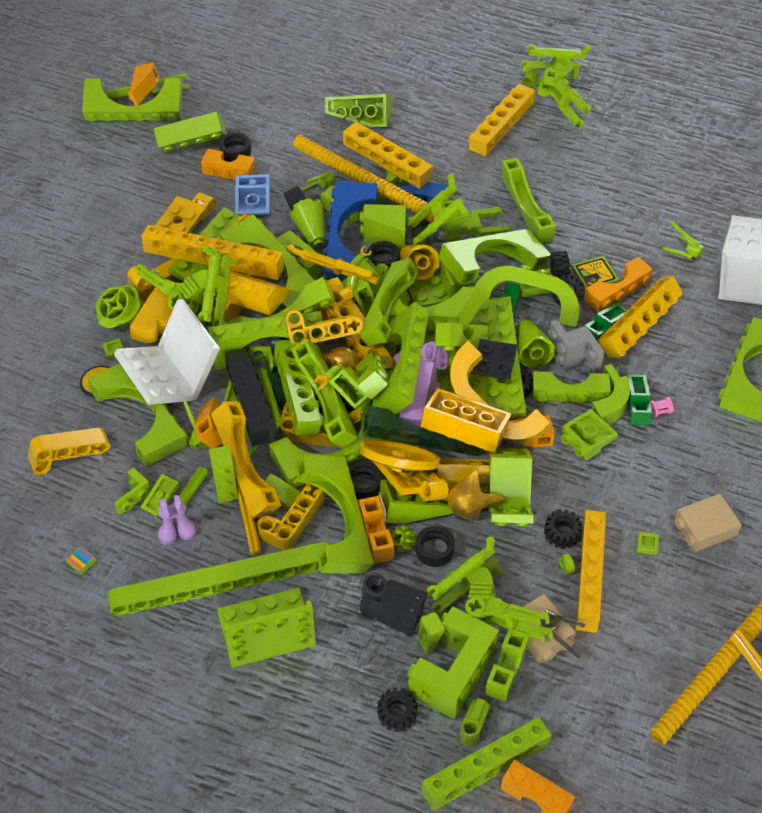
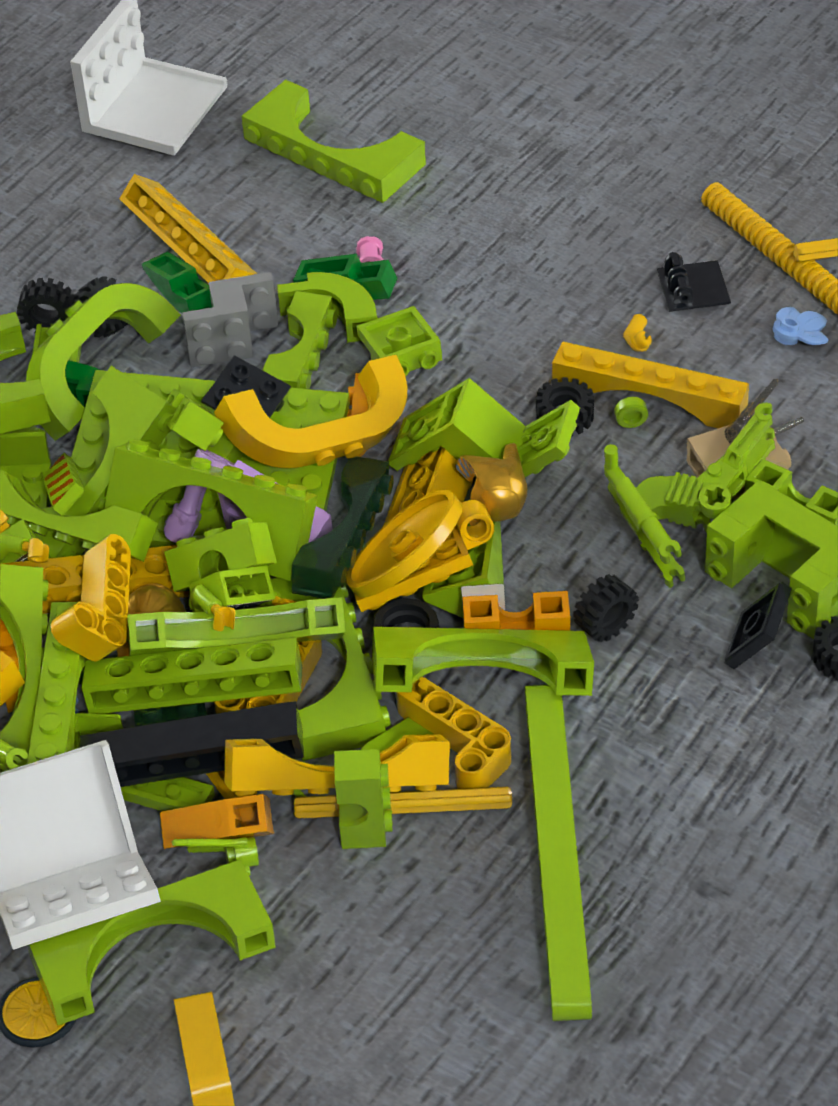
camera: 75 degrees left, 5 degrees down
(81, 560) = (463, 1062): tile -> none
(139, 492) = (324, 948): lime bracket -> none
(163, 488) = (359, 918): lime plate -> none
(167, 531) = (431, 893): lavender piece -> none
(193, 484) = (352, 882): lime axle -> none
(267, 627) = (673, 794): lime bracket -> none
(392, 603) = (671, 614): black piece -> none
(394, 568) = (605, 608): none -> black tyre
(395, 653) = (758, 625): none -> black tile
(403, 538) = (533, 585): lime gear -> none
(410, 299) = (63, 484): none -> lime tile
(430, 632) = (733, 576): lime slope -> none
(435, 560) = (553, 542): black tyre -> none
(465, 420) = (358, 451): yellow slope -> none
(533, 345) = (198, 360): lime cone -> none
(593, 271) = (71, 269): tile -> none
(603, 295) = (95, 231): light orange arch -> none
(641, 557) = (635, 335): none -> yellow arm
(647, 543) = (609, 325): lime tile -> none
(683, 653) = (796, 326): none -> light blue plate
(694, 247) = (65, 155): lime plant -> none
(699, 584) = (692, 284): none -> black hinge
(707, 522) = (595, 251): tan brick -> none

